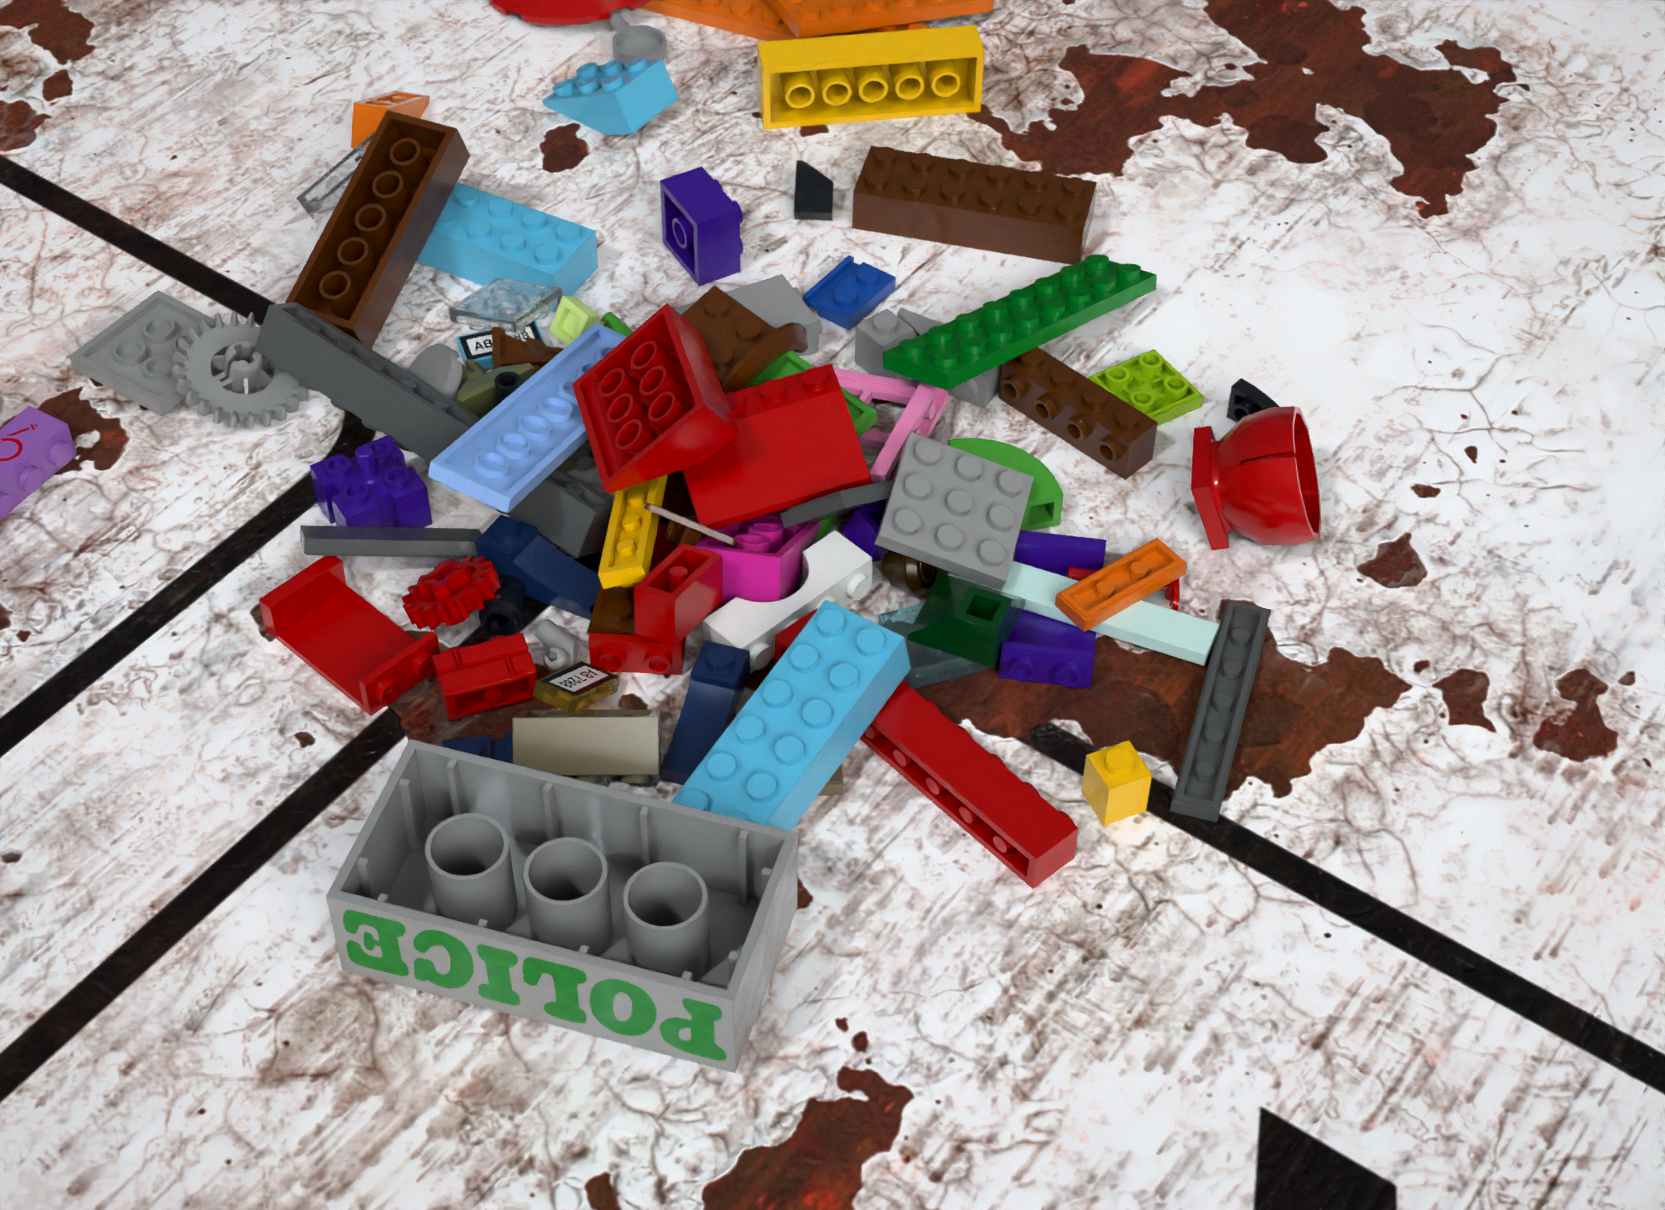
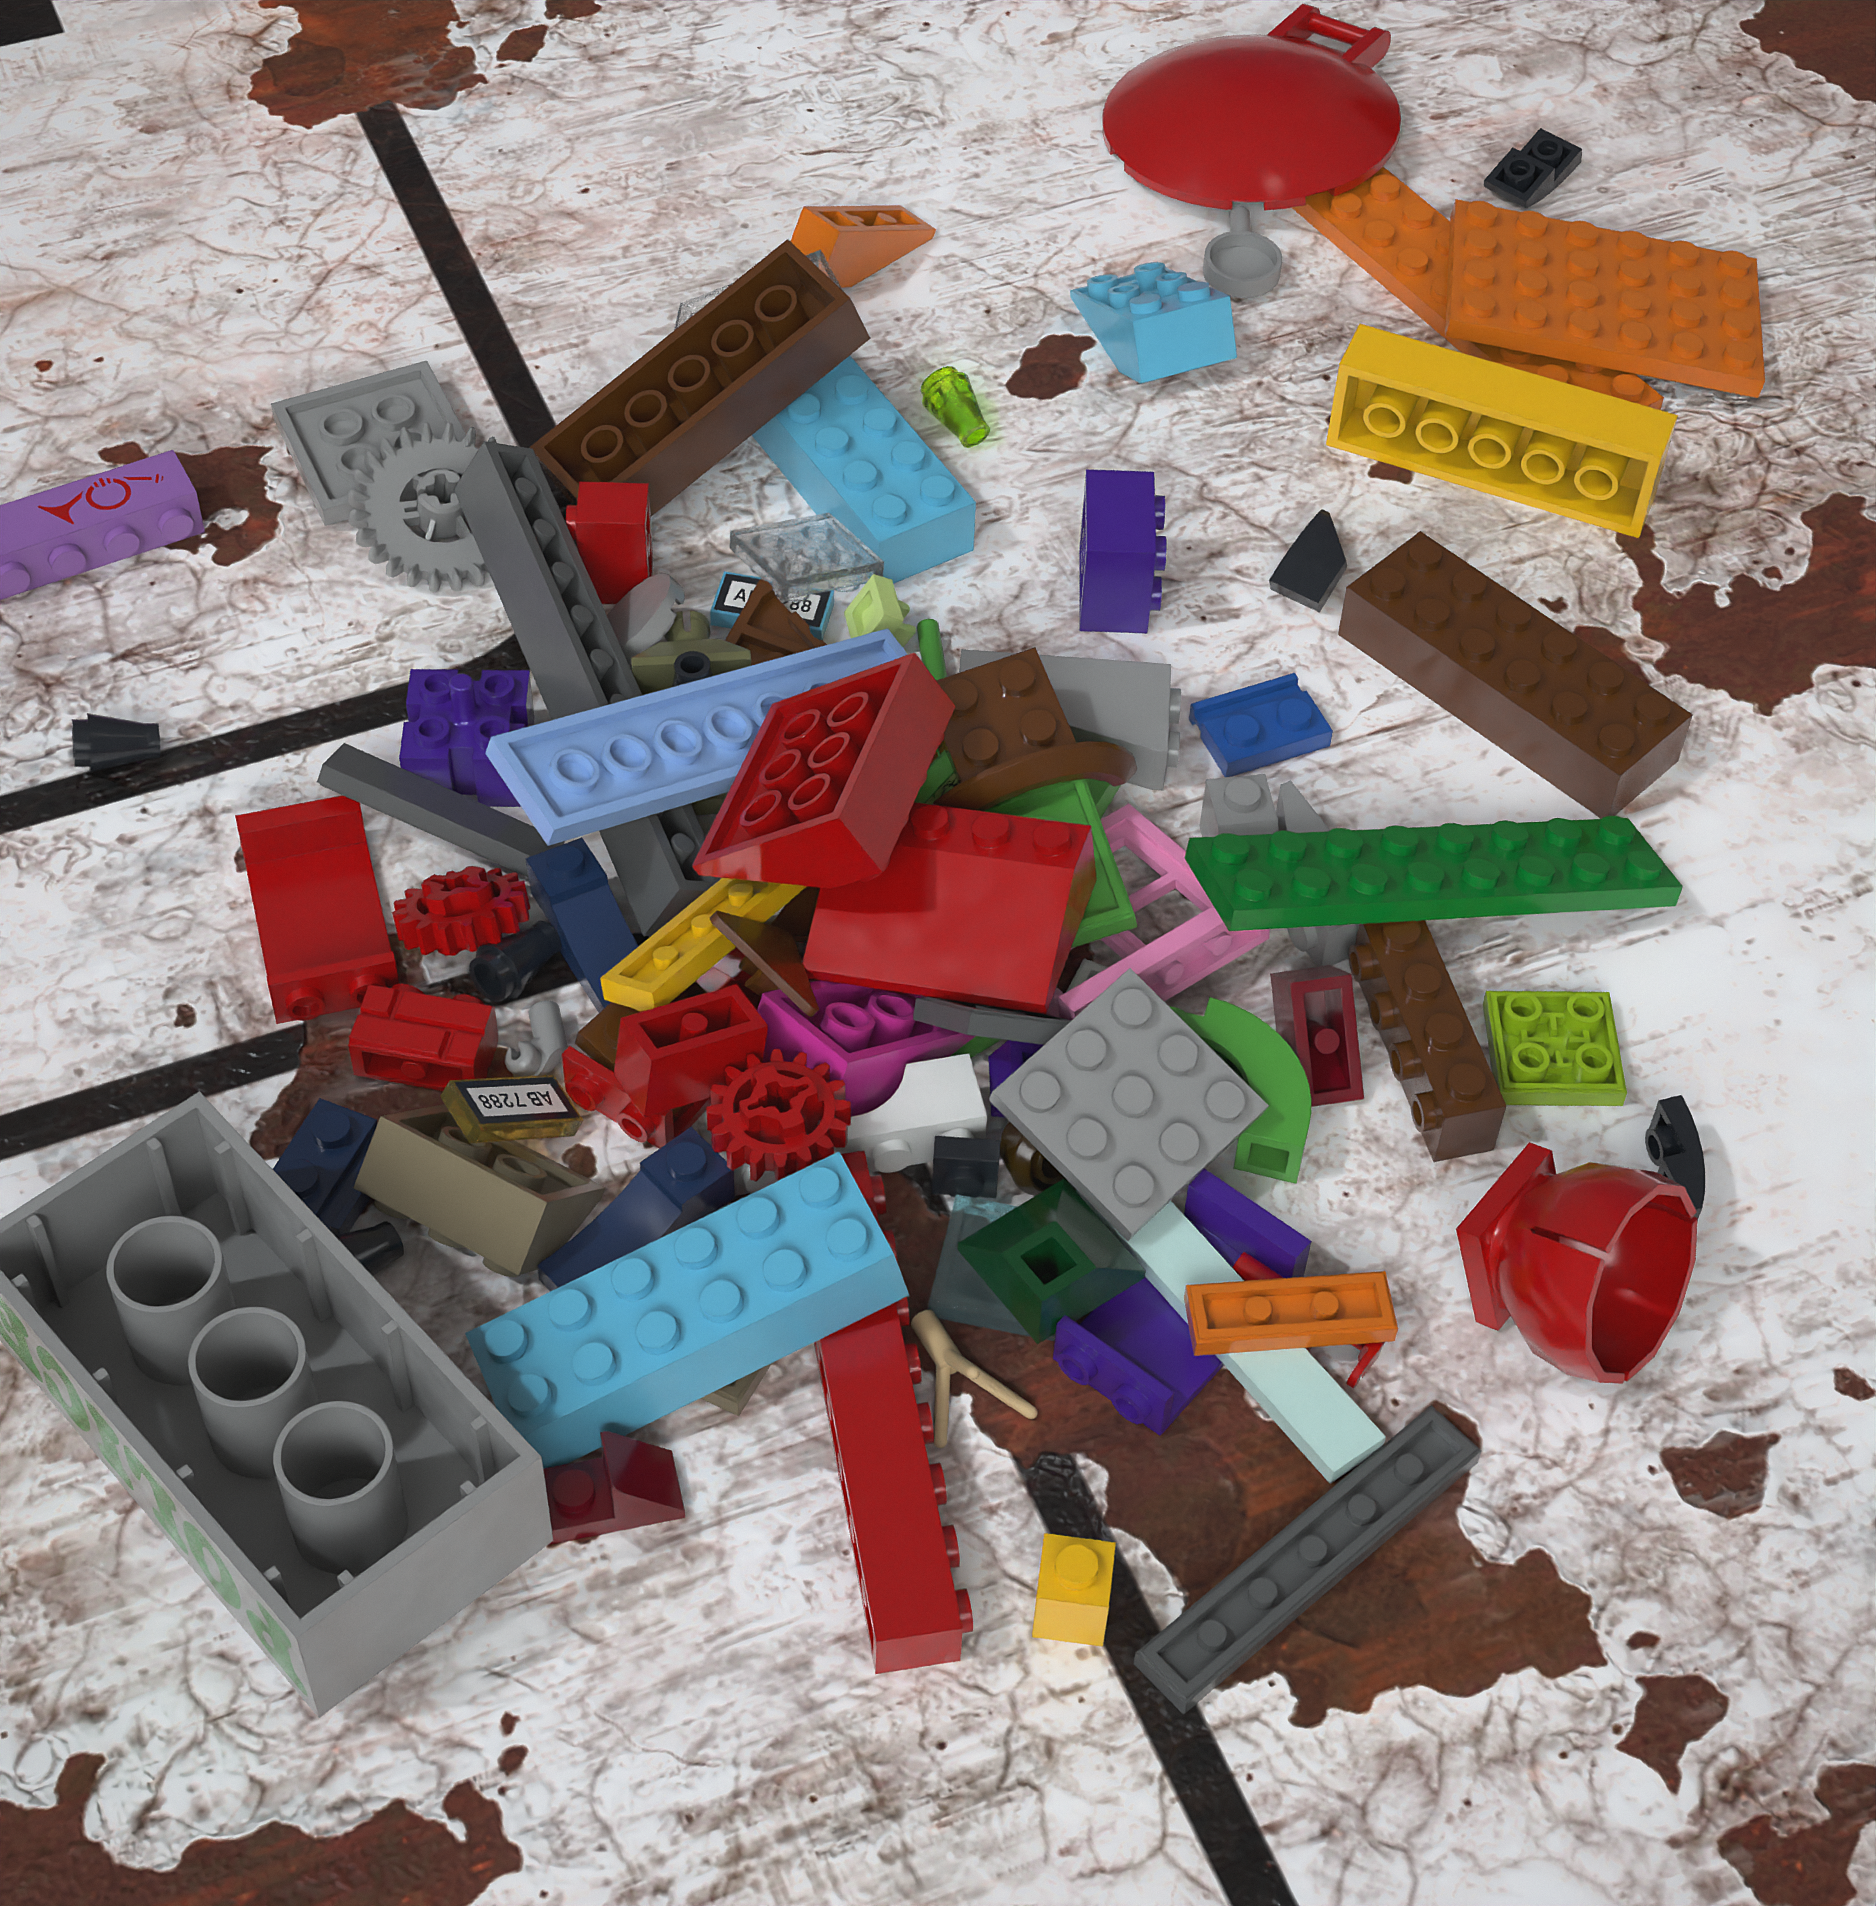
camera: 30 degrees right, 5 degrees up
(121, 600) = (112, 742): none -> black cone
(383, 328) = (613, 535): none -> red brick
(525, 187) = (954, 404): none -> clear neon green cone
(758, 607) = (776, 1113): none -> red gear
(819, 862) = (621, 1491): none -> dark red slope
(875, 594) = (965, 1166): none -> black plate
(961, 699) = (949, 1361): none -> tan plant
(1017, 423) = (1319, 1024): none -> dark red slope

